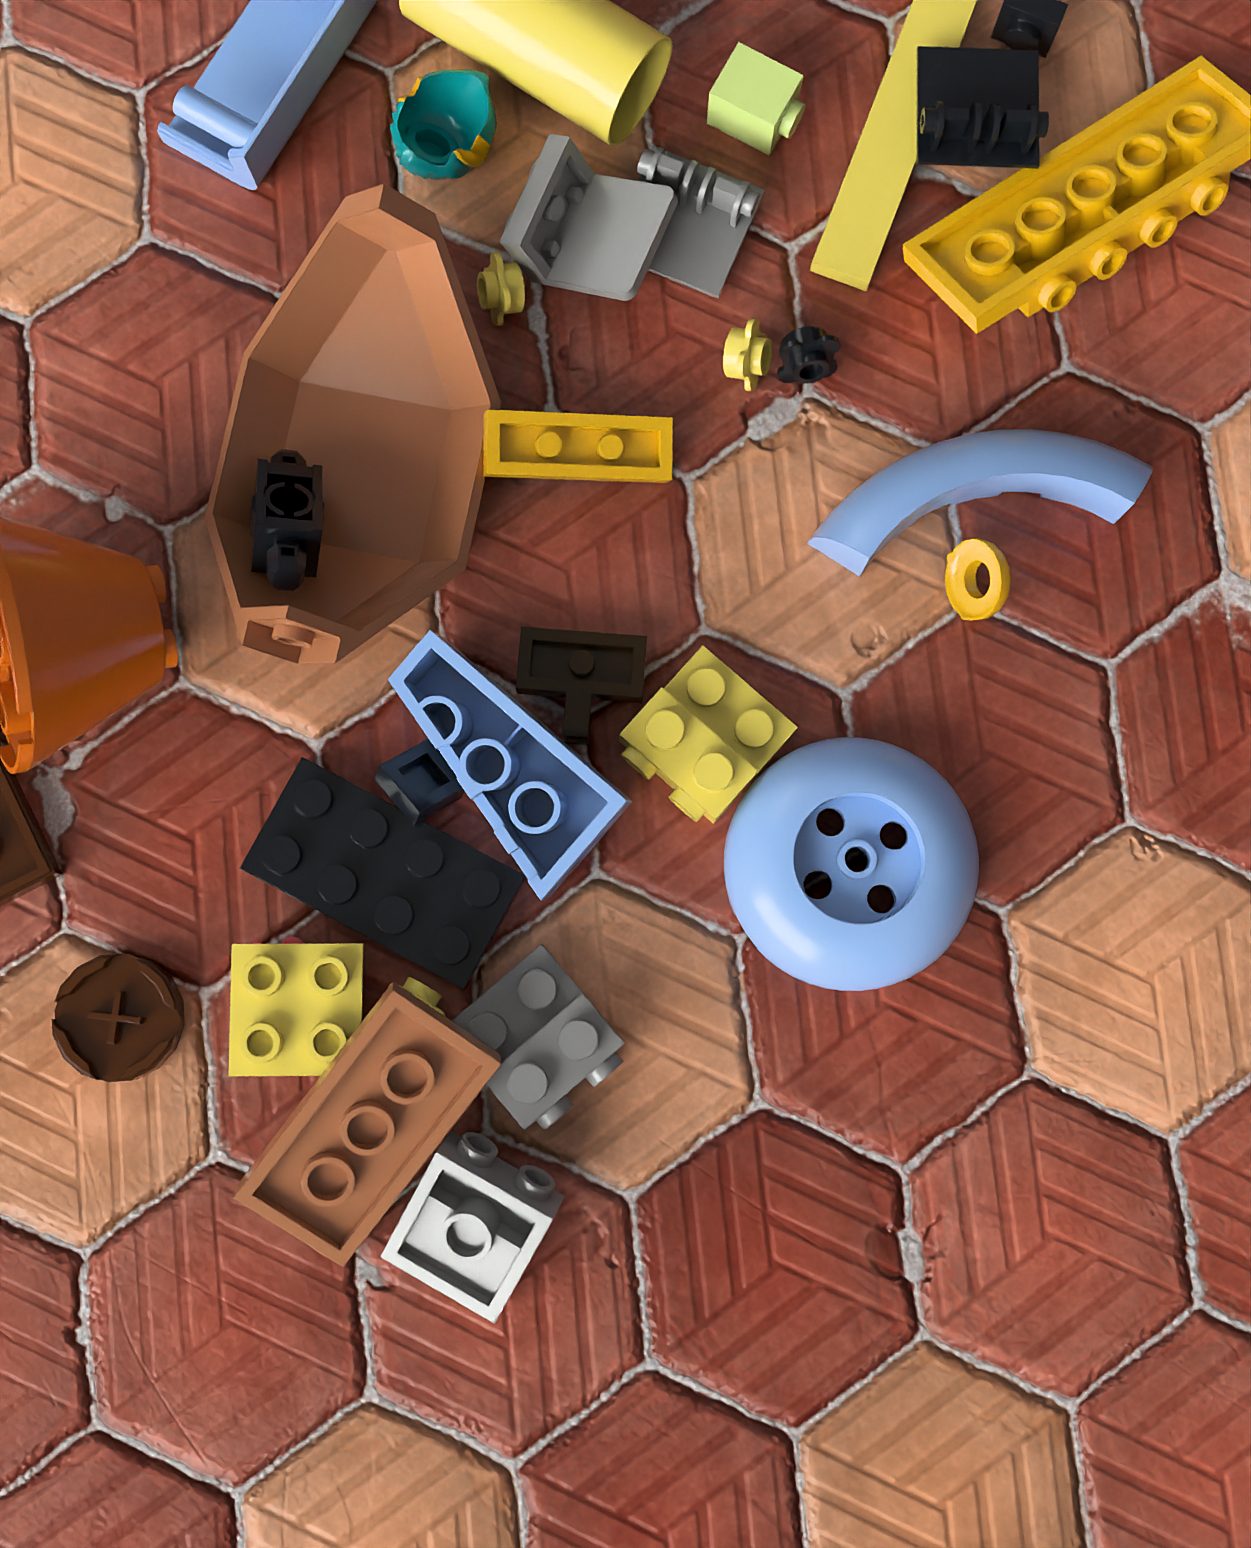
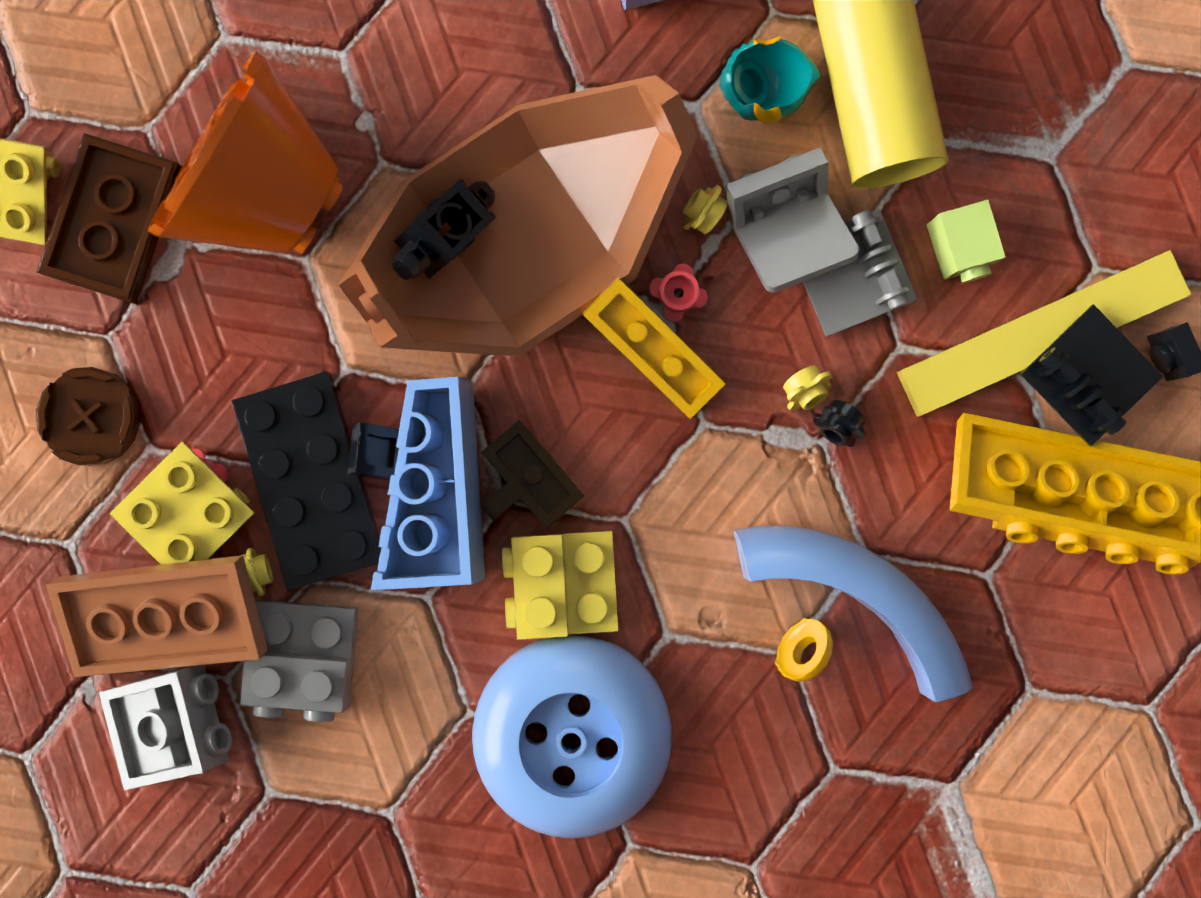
camera: 45 degrees right, 5 degrees up
(550, 366) = (682, 279): none -> coral plate

